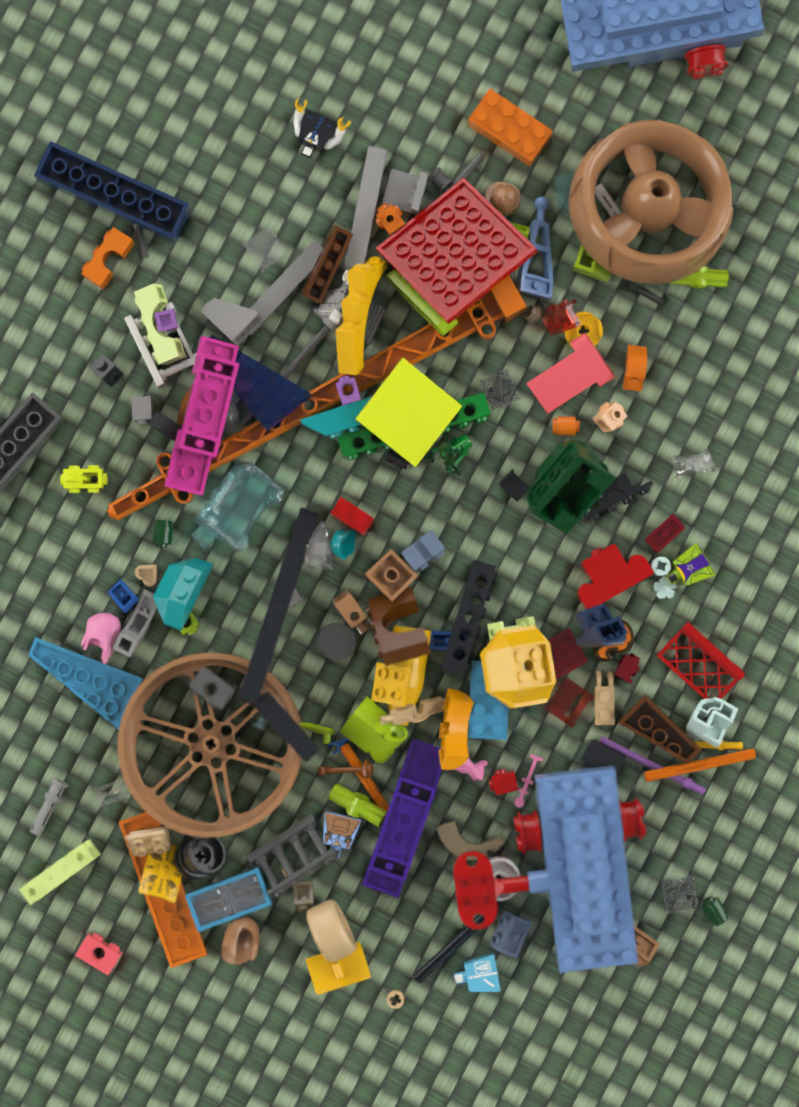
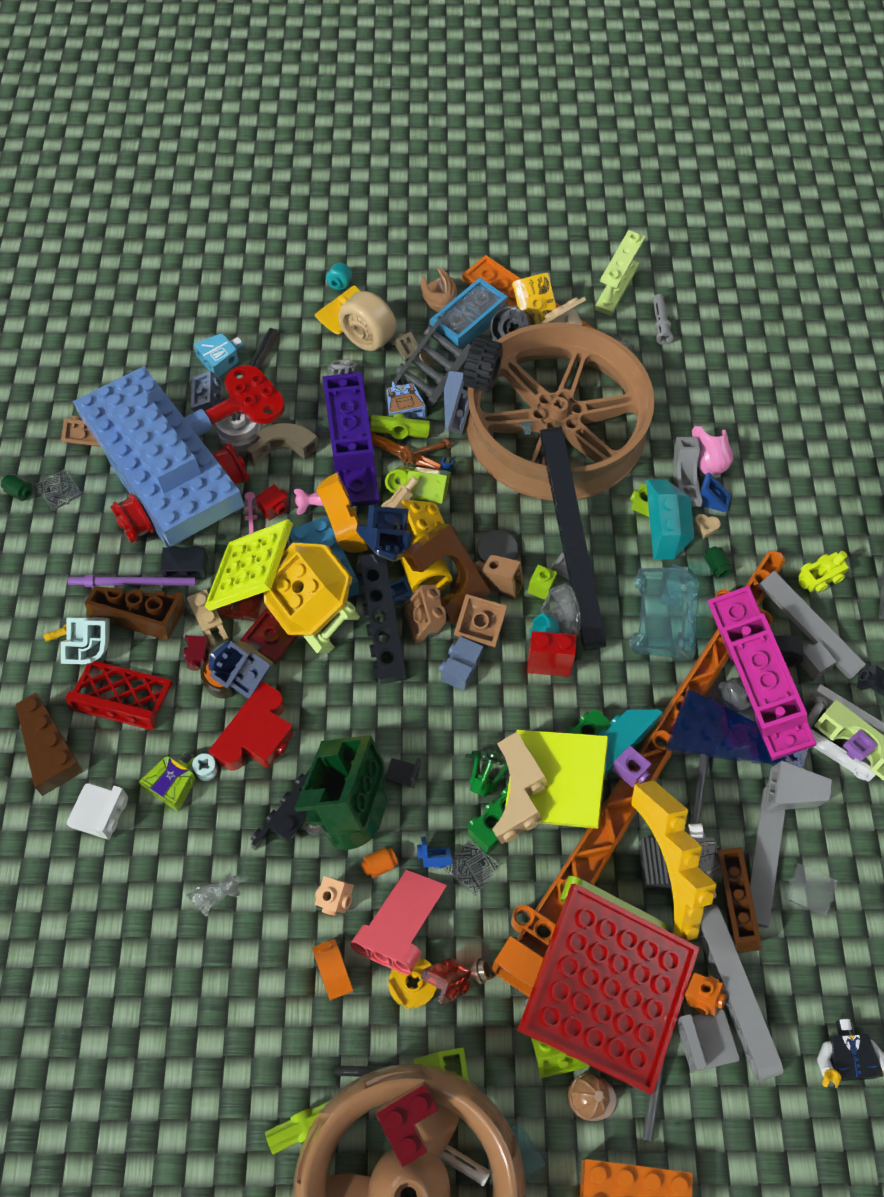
camera: 150 degrees right, 25 degrees down
(87, 953) = (549, 242): coral brick -> none
(95, 683) = (679, 417): dark azure wing -> none
(127, 439) = (811, 624): none -> light grey tile
(223, 692) = (588, 432): dark grey brick -> none
(268, 797) = (482, 364): none -> black tyre
(287, 727) = (501, 434): black tile -> none
(294, 804) = (455, 402): none -> sand blue slope
(319, 588) = (542, 581): none -> lime brick
(325, 1013) = (339, 276): none -> teal head
(326, 731) = (468, 473): lime bar -> none
(373, 904) = (342, 367): none -> light grey gear
(398, 1004) = (284, 315): tan bush -> none
(431, 605) = (425, 612): none -> medium nougat plate
(432, 681) = (386, 532): none -> dark blue piece
(433, 422) = (524, 781): none -> tan arch
(440, 179) = (677, 1078): dark grey bush -> none
(524, 409) = (434, 857): none -> blue bracket
(530, 283) = (493, 1006): medium blue plate -> none
(554, 716) = (249, 565): none -> neon yellow tile
(642, 231) = (400, 1120): none -> dark red brick
(664, 533) = (215, 803): dark red plate -> none
(664, 588) = (193, 747): light aqua plant -> none
(699, 765) = (78, 601): orange axle -> none
(753, 571) = (98, 810): none -> white bracket
(773, 644) = (46, 748): none -> reddish brown wedge

